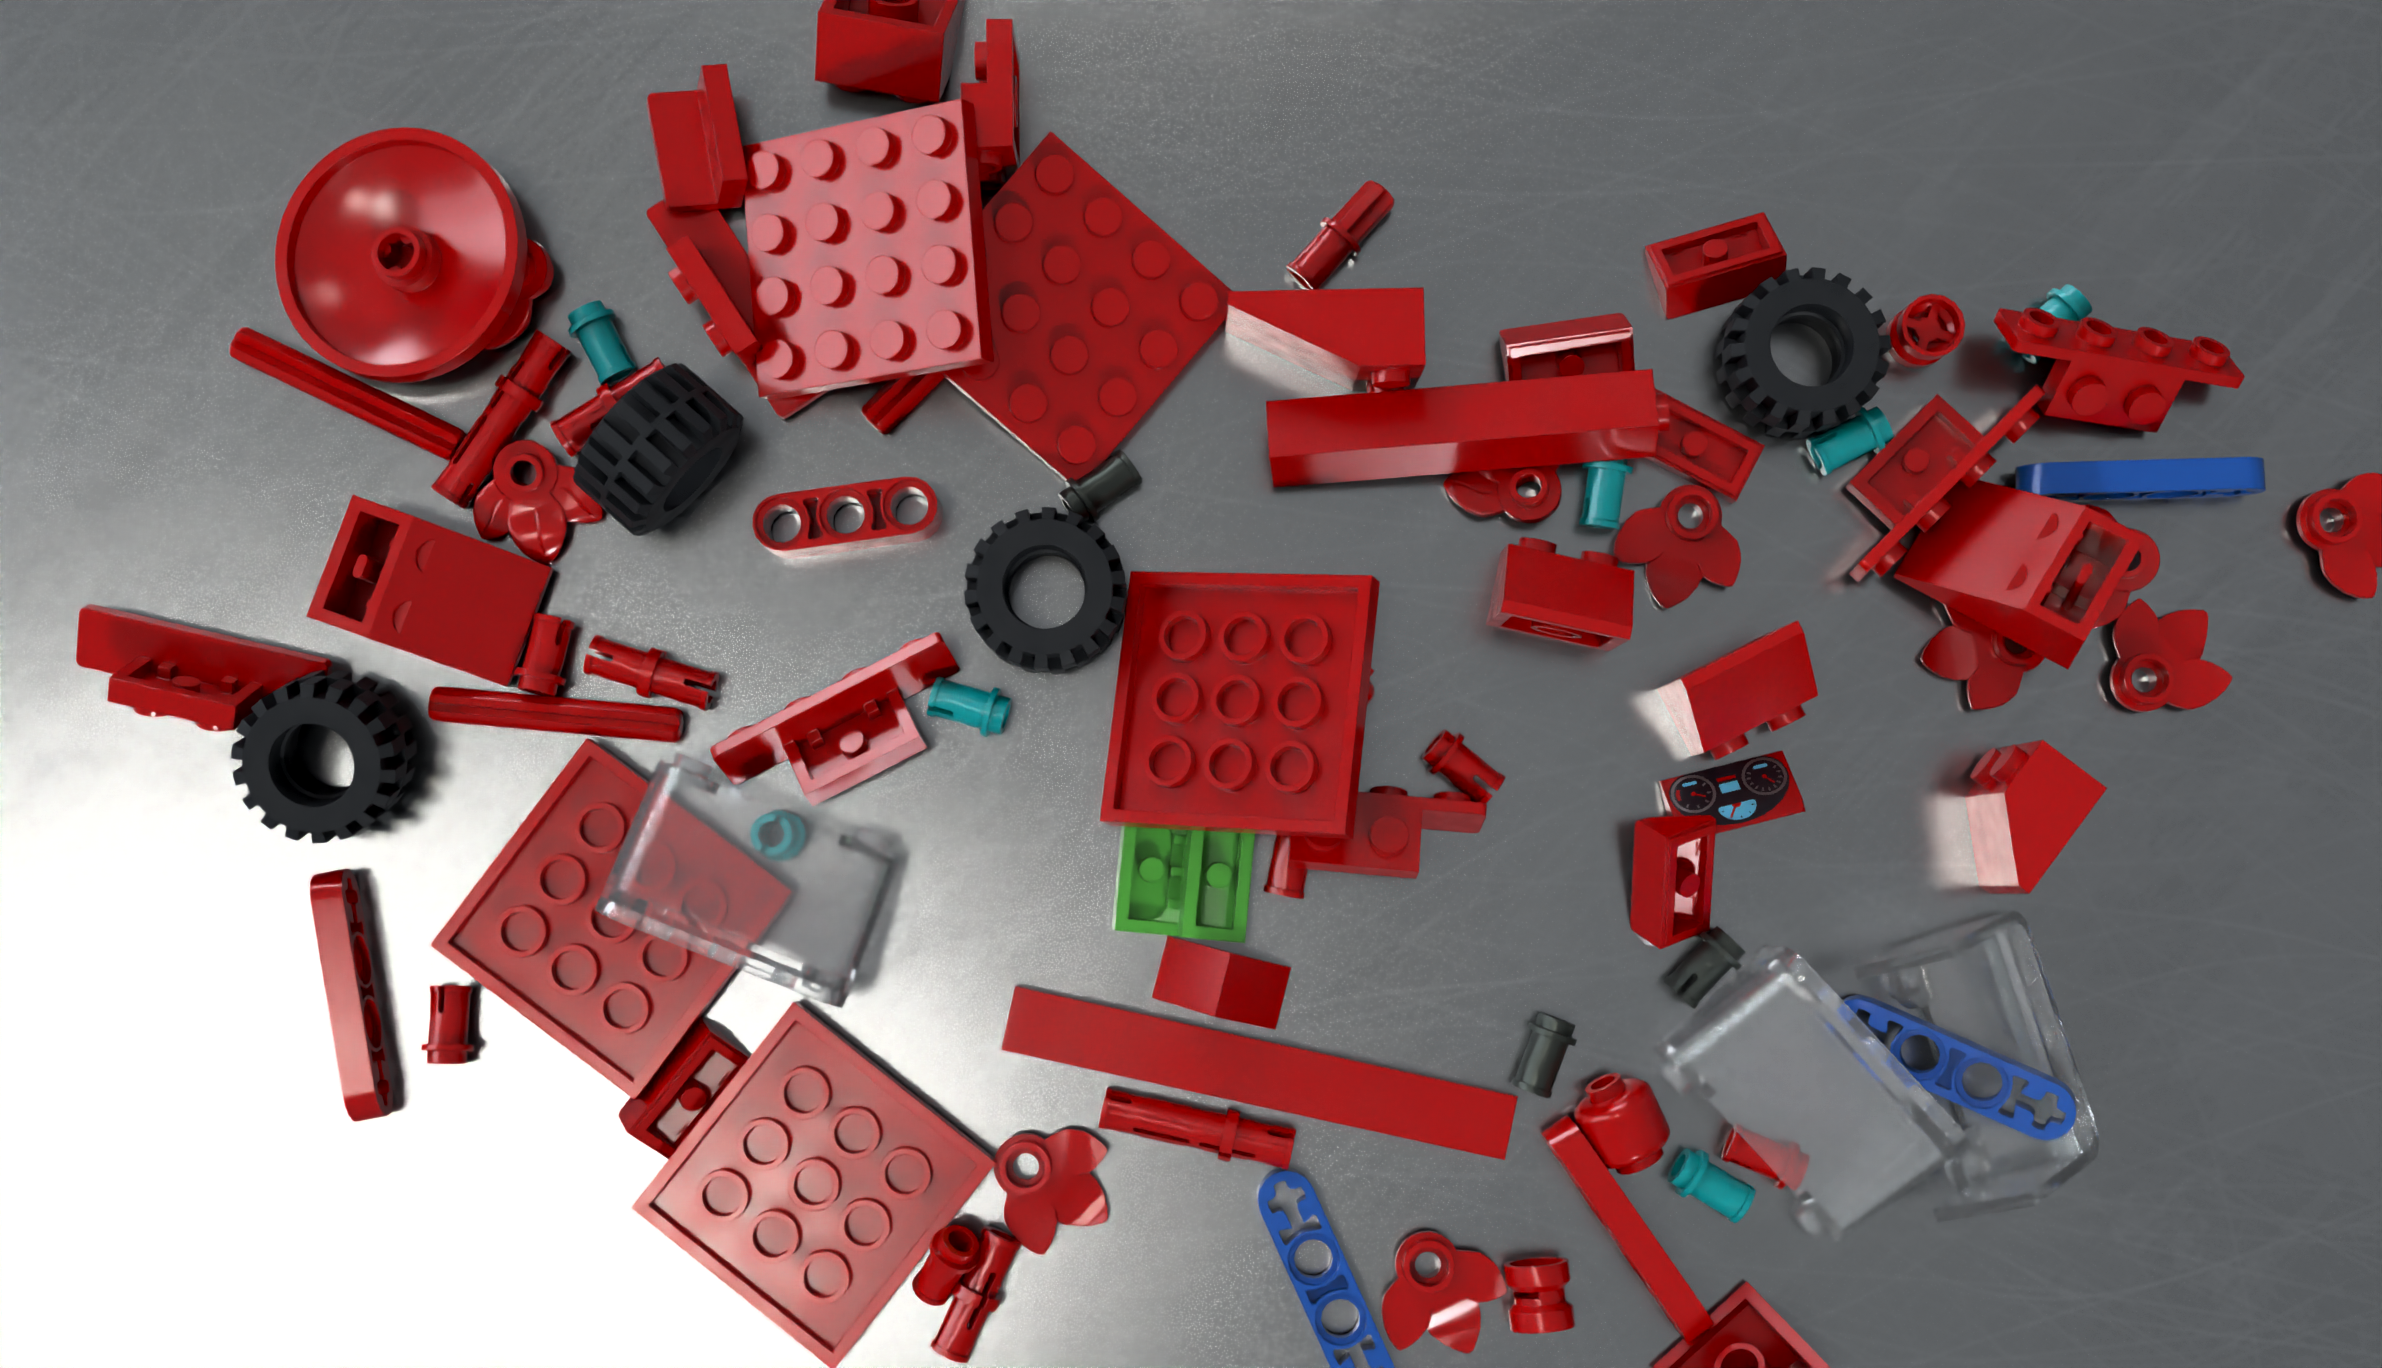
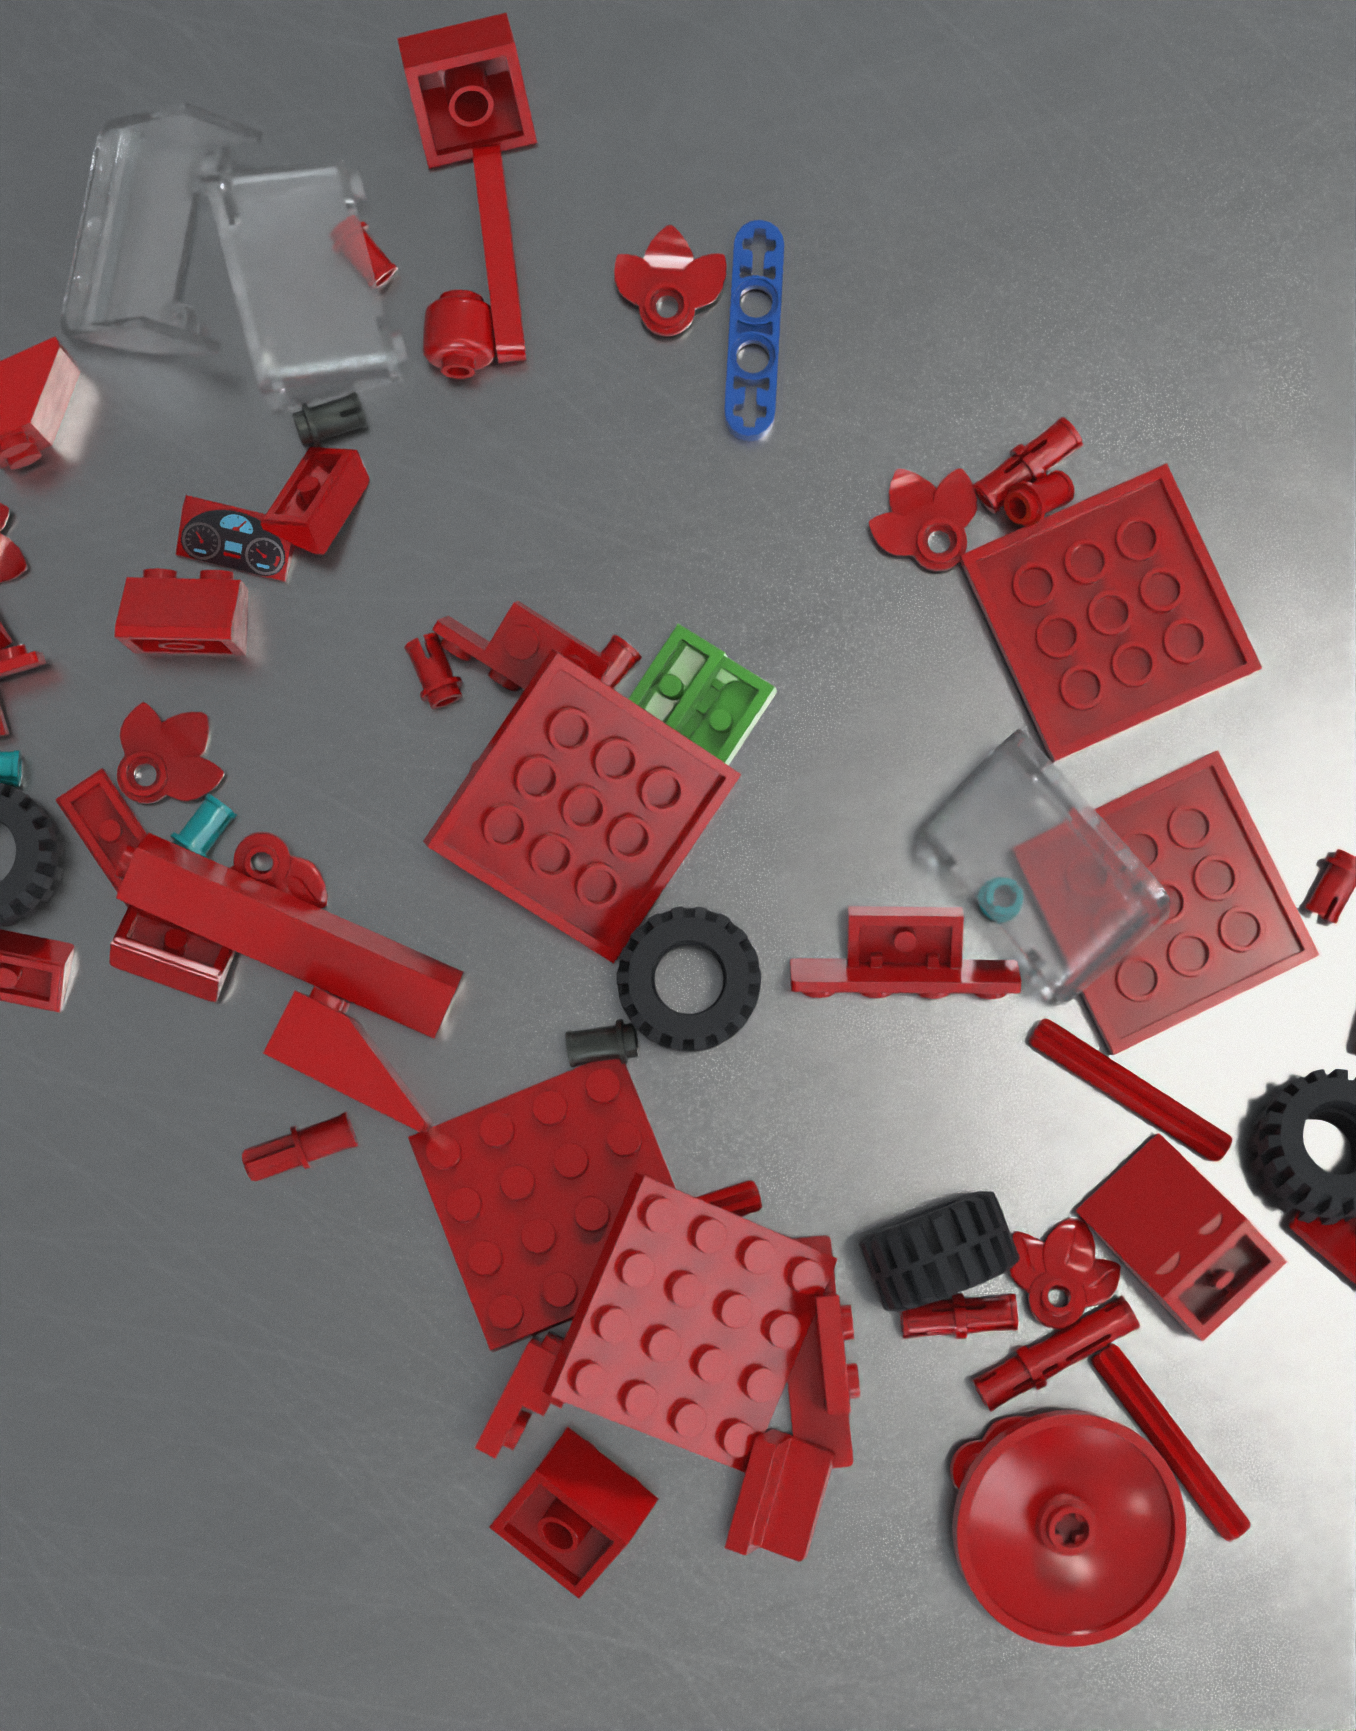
camera: 145 degrees left, 0 degrees up
(545, 655) = (1115, 1140): red pin -> none
(601, 342) = (943, 1375): teal pin -> none
(651, 672) = (1037, 1083): red pin -> none
(683, 1089) = (1176, 740): red slope -> none
(818, 509) = (845, 1125): red beam -> none
(969, 706) = (797, 923): teal pin -> none
(1197, 1128) = (781, 493): red pin -> none
(1221, 983) = (713, 603): red slope -> none
(1259, 1072) = (720, 520): red tile -> none
(1539, 1295) = (593, 239): red wheel -> none
(1544, 1054) = (490, 418): pearl dark grey pin -> none
(1562, 596) = (283, 761): red slope -> none
(1696, 1176) = (423, 264): teal pin -> none
(1960, 1053) = (173, 249): blue beam -> none

